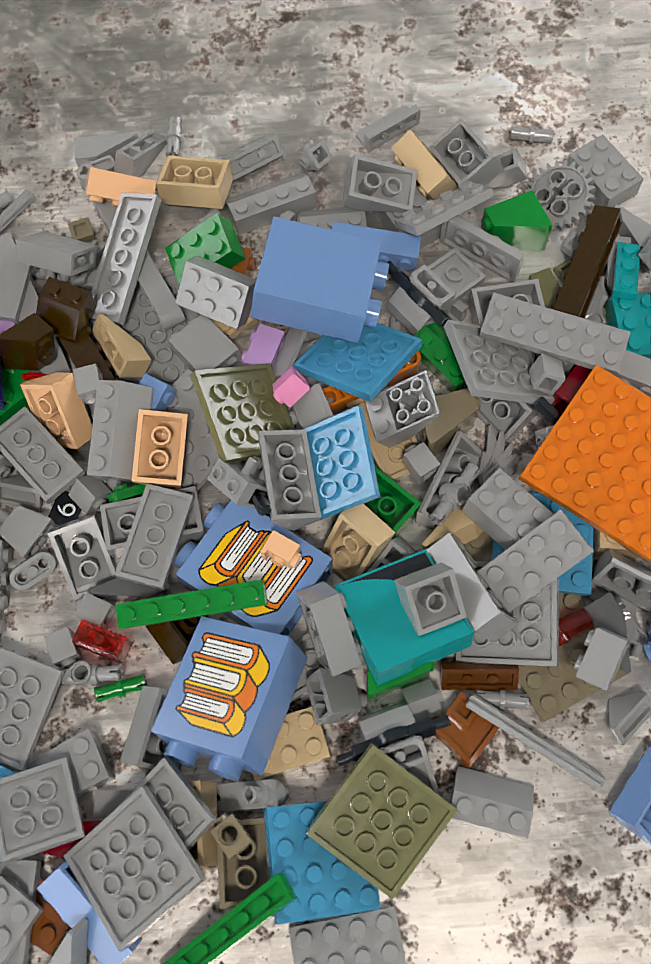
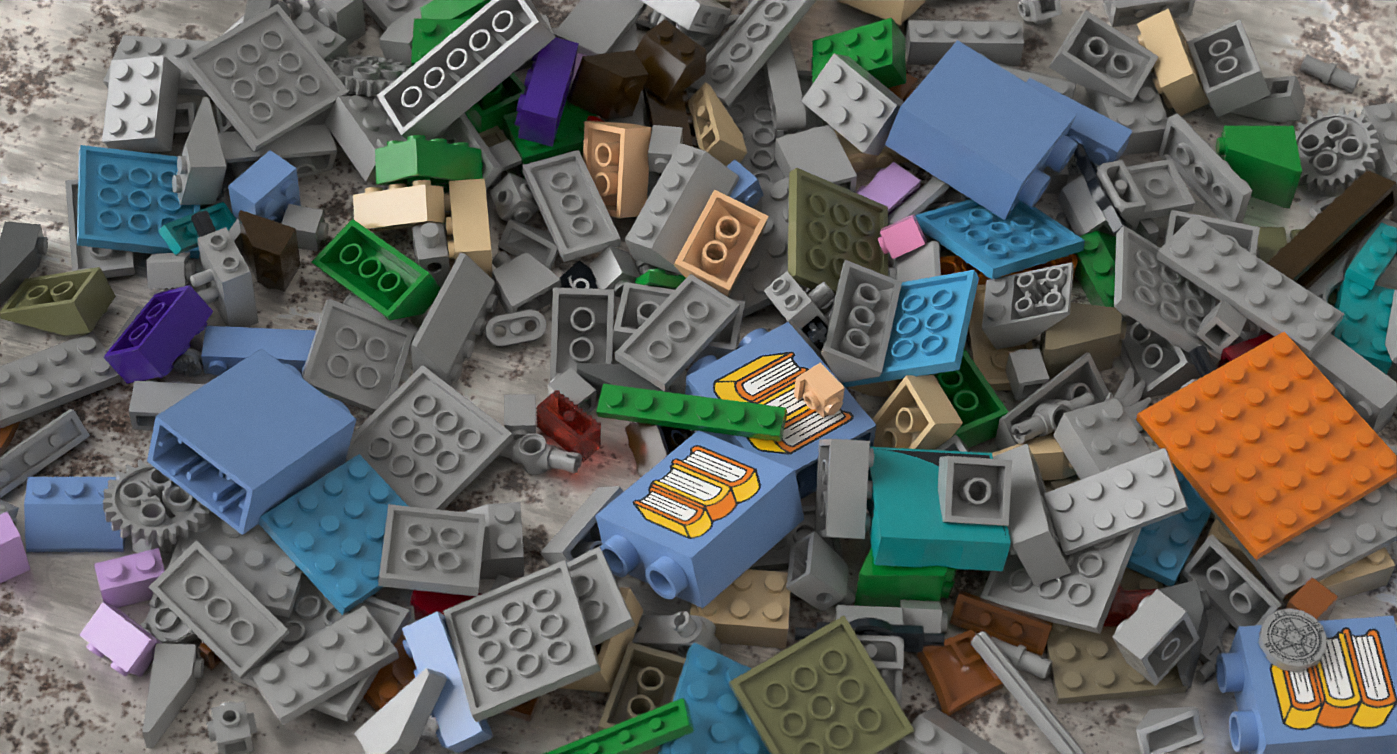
camera: 15 degrees right, 15 degrees down
(120, 688) = (568, 483): green pin -> none
(243, 838) = (643, 666): dark tan brick -> none
(444, 208) = (1179, 106): light grey plate -> none

